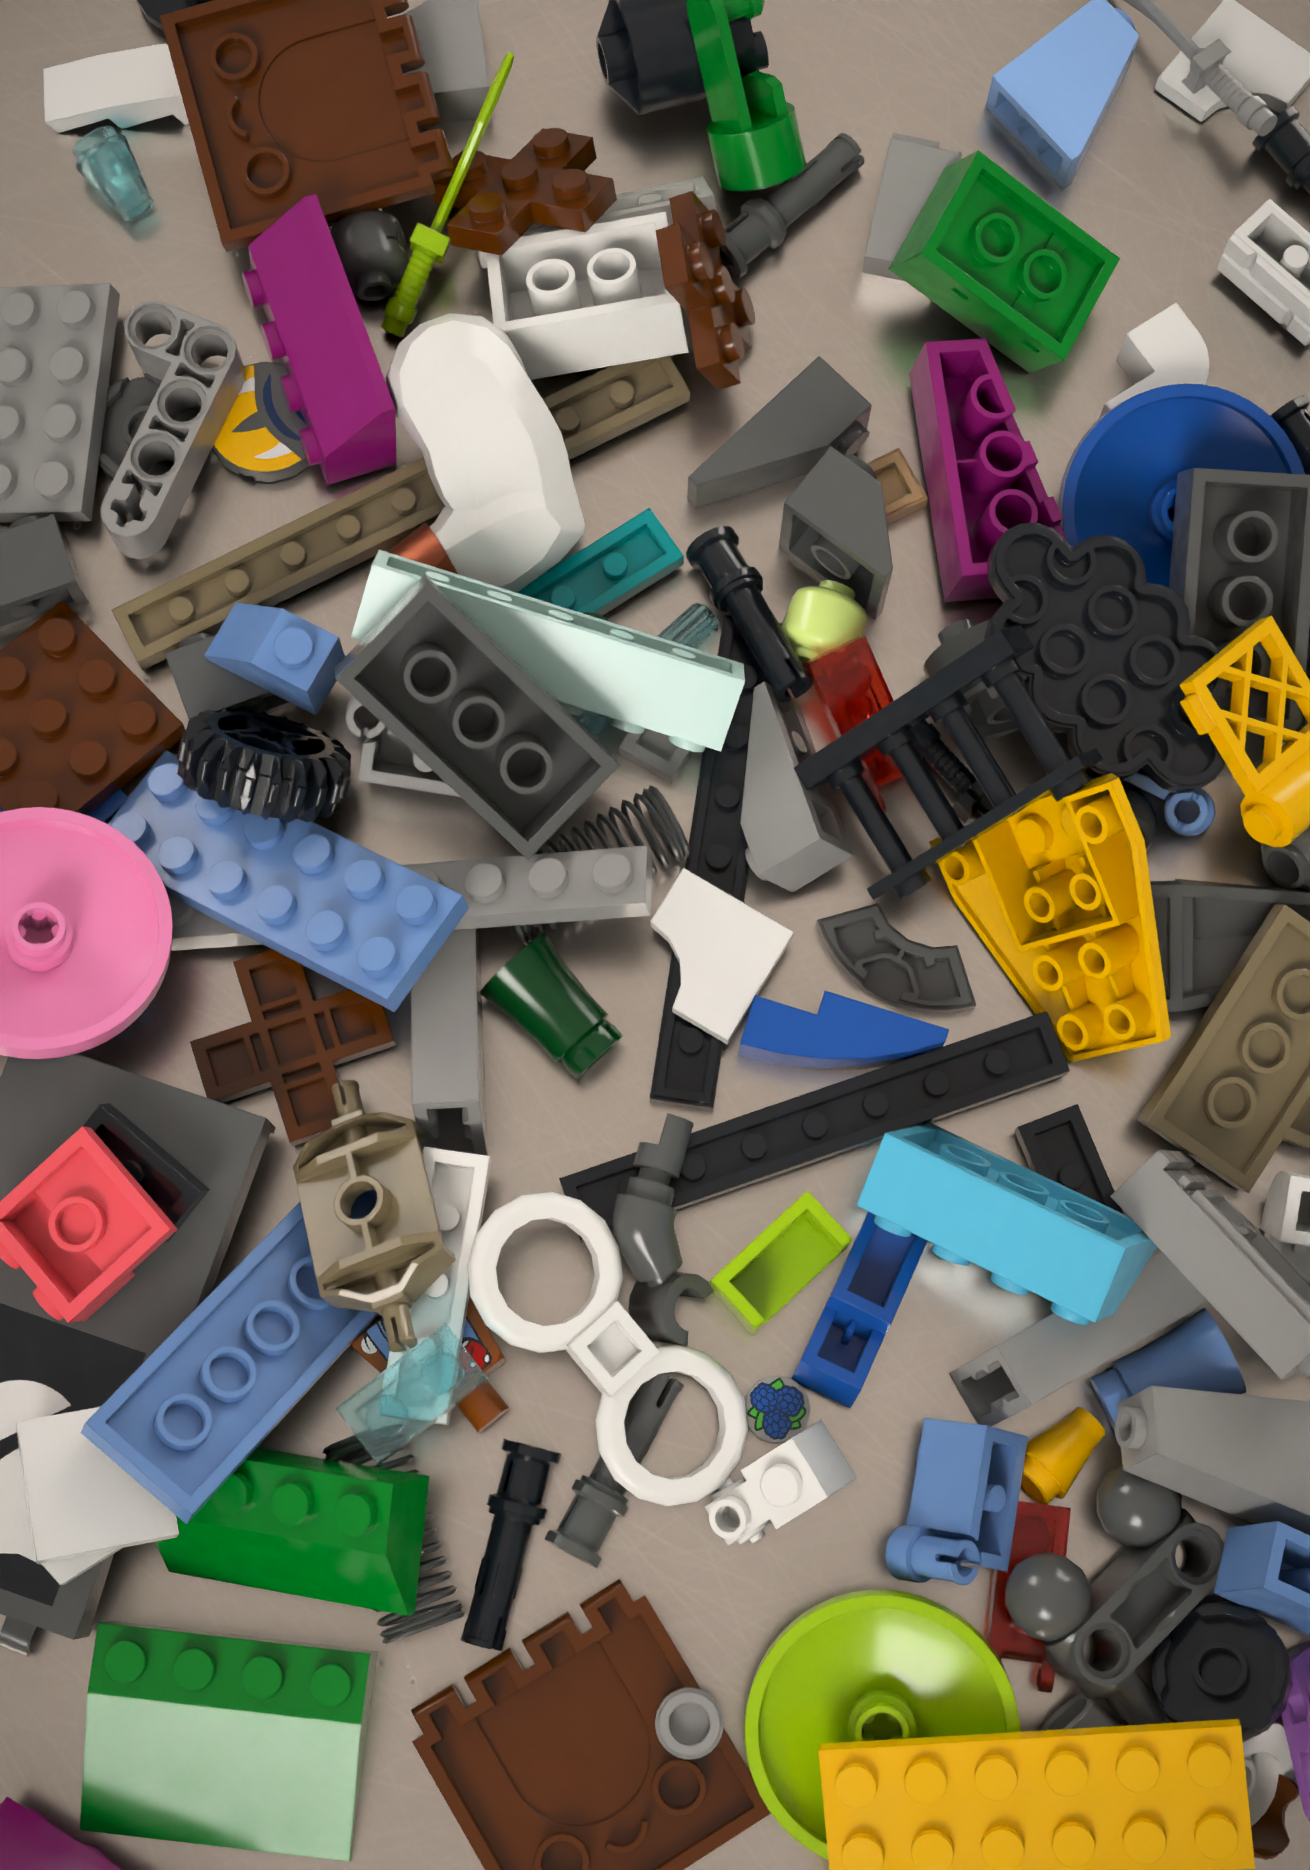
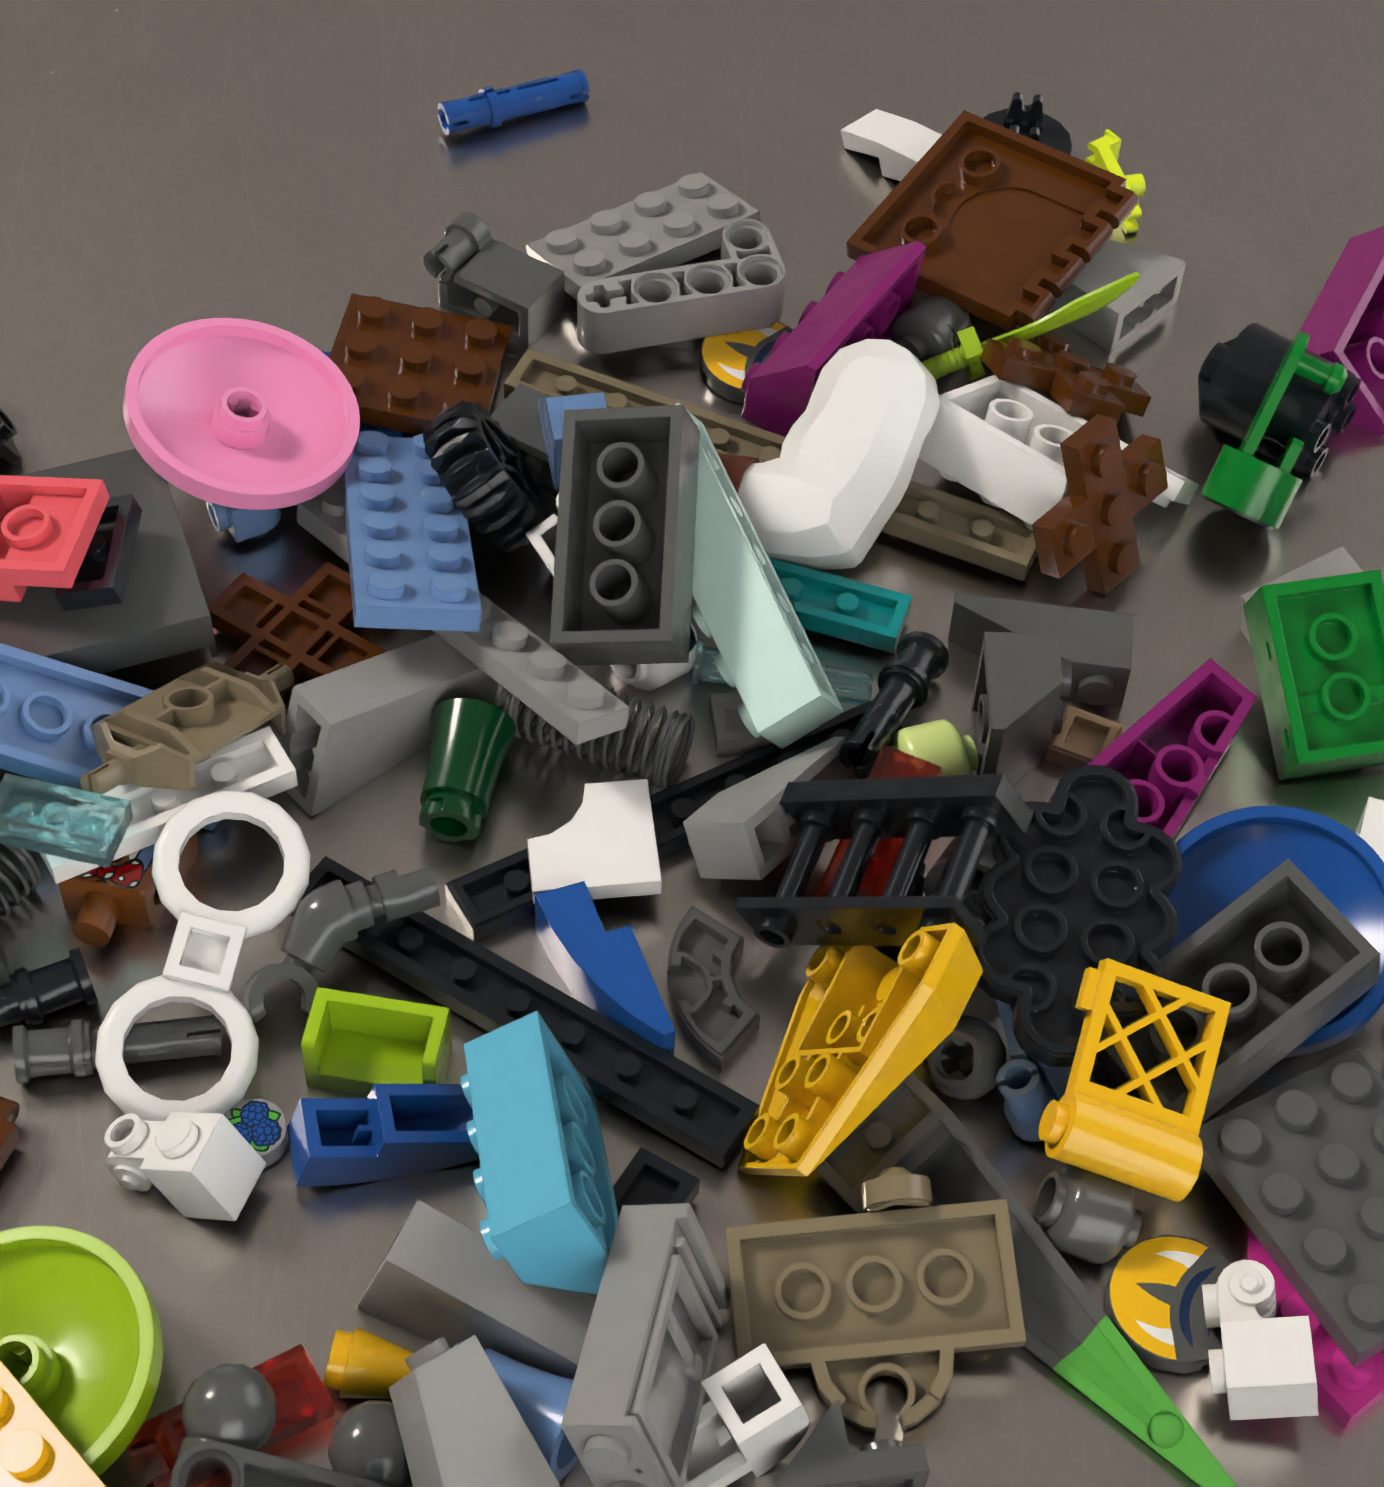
camera: 50 degrees right, 25 degrees down
(113, 171) = (844, 177): clear light blue cone -> none
(765, 220) = (1206, 538): dark grey pin -> none
(959, 1503) = (270, 1303): medium blue hinge -> none
(1217, 978) = (896, 1190): none -> dark tan tile

